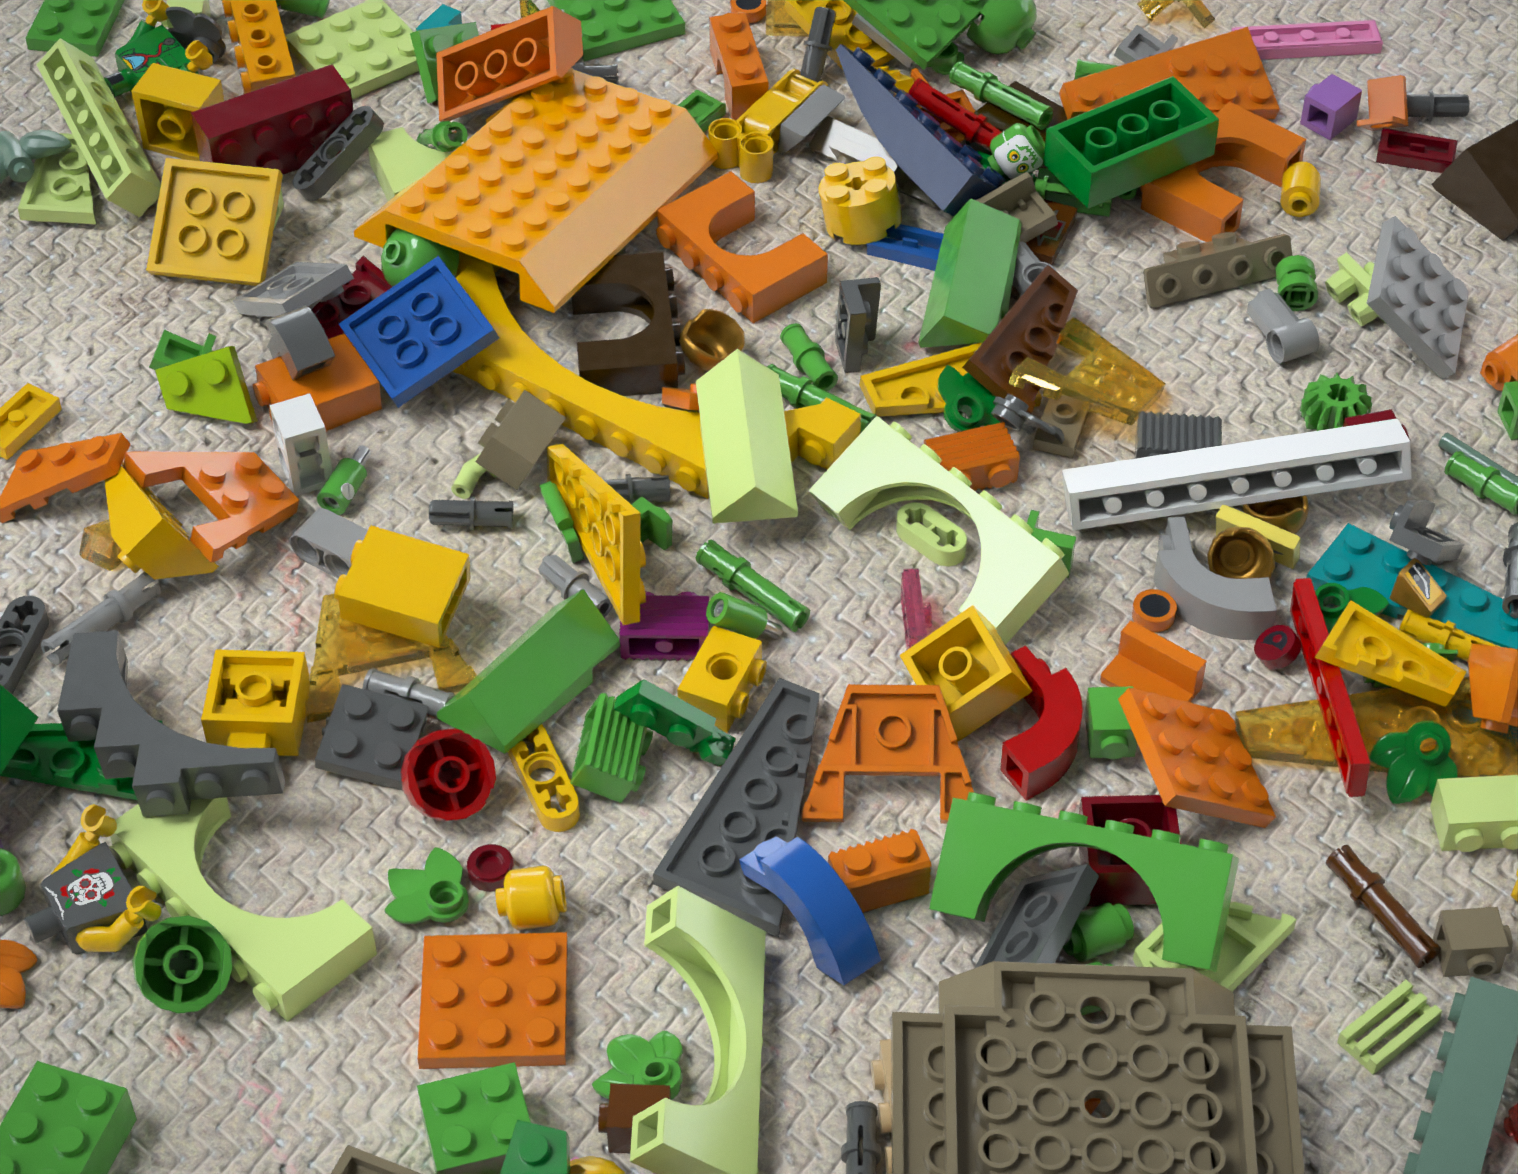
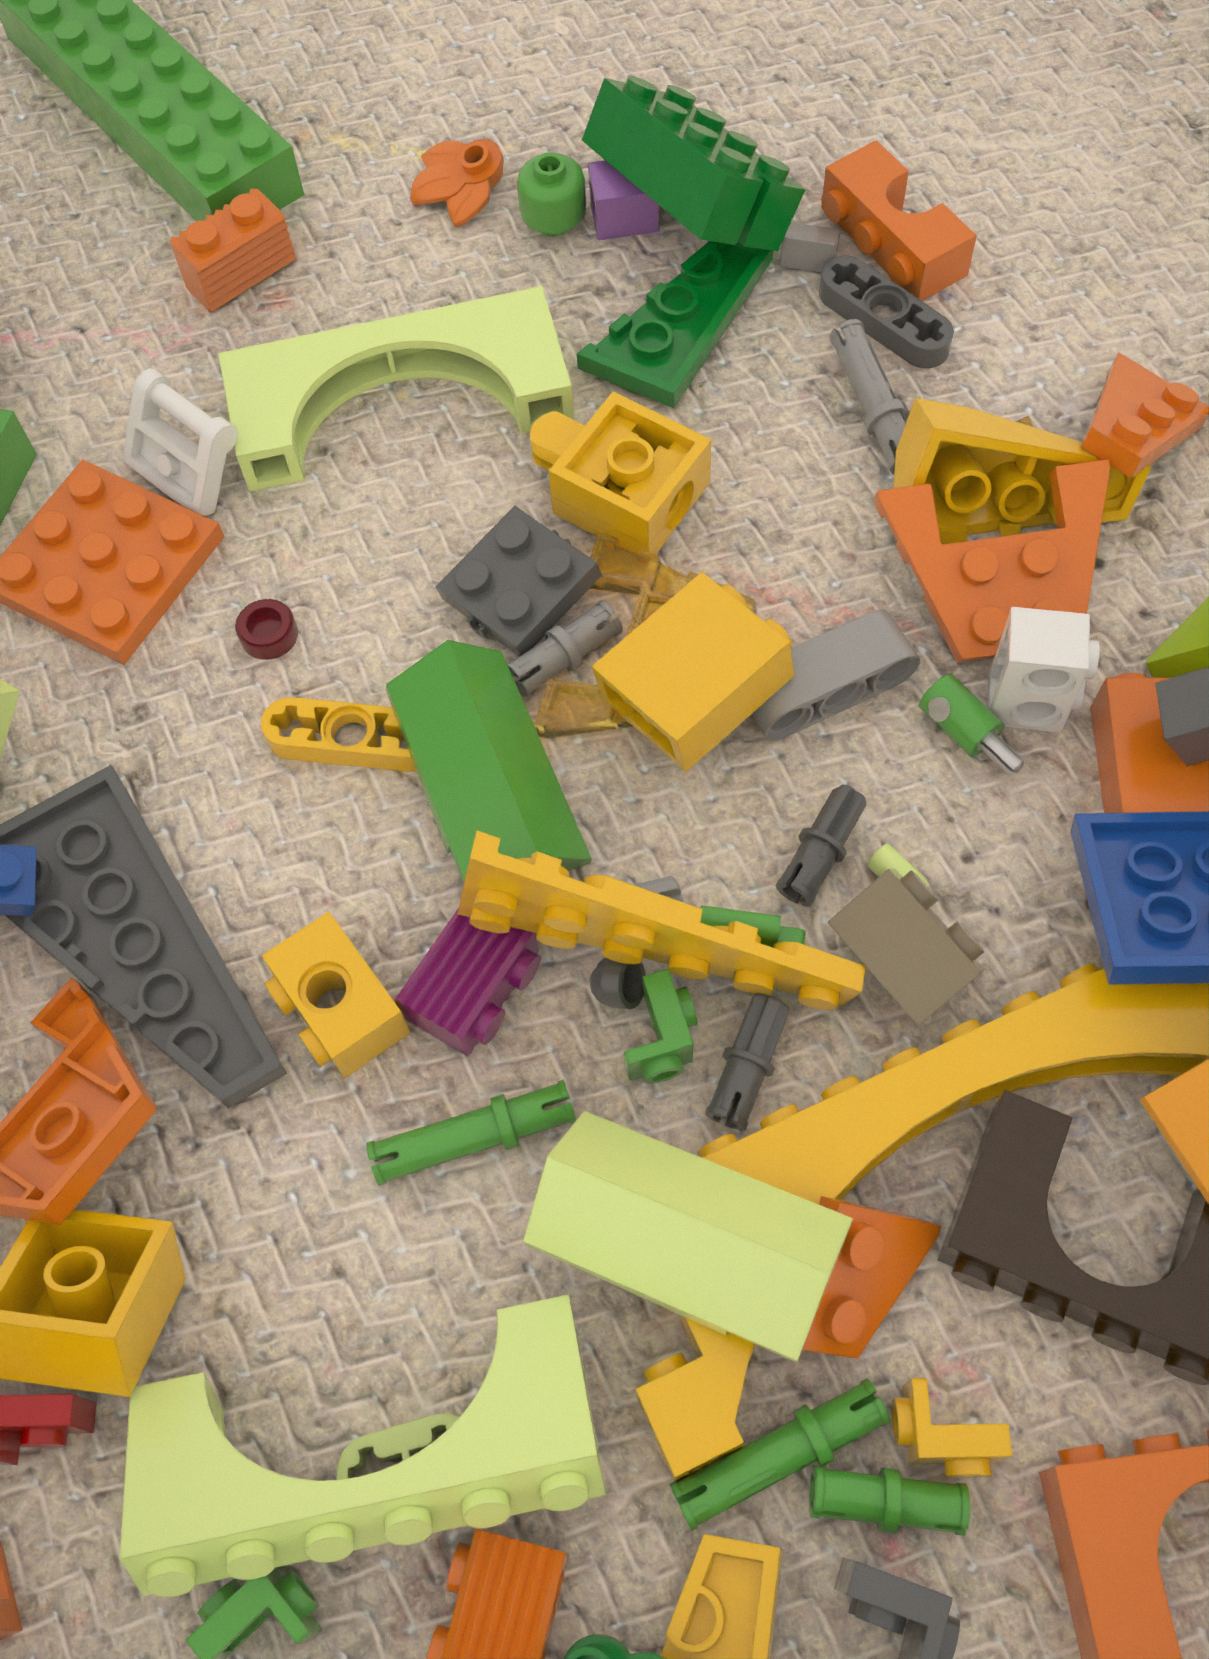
camera: 125 degrees right, 15 degrees up
(91, 895) = (469, 259): torso -> none
(130, 743) = (633, 324): dark grey arch -> none
(158, 1070) = (233, 249): none -> orange brick
(182, 964) = (326, 288): bright green cylinder -> none
(390, 983) = (167, 457): none -> white plate
(422, 891) = (284, 556): bright green plate -> none
(448, 775) = (386, 607): red cylinder -> none
(531, 898) = (175, 631): yellow head -> none
(610, 752) = (309, 805): bright green brick -> none
(675, 720) = (278, 879): green hinge -> none
(711, 338) = (991, 1346): pearl gold hair -> none
(740, 617) = (398, 1062): bright green piece -> none
(764, 340) = (962, 1448): none -> yellow bracket
(915, 613) = (260, 1320): clear pink plate -> none

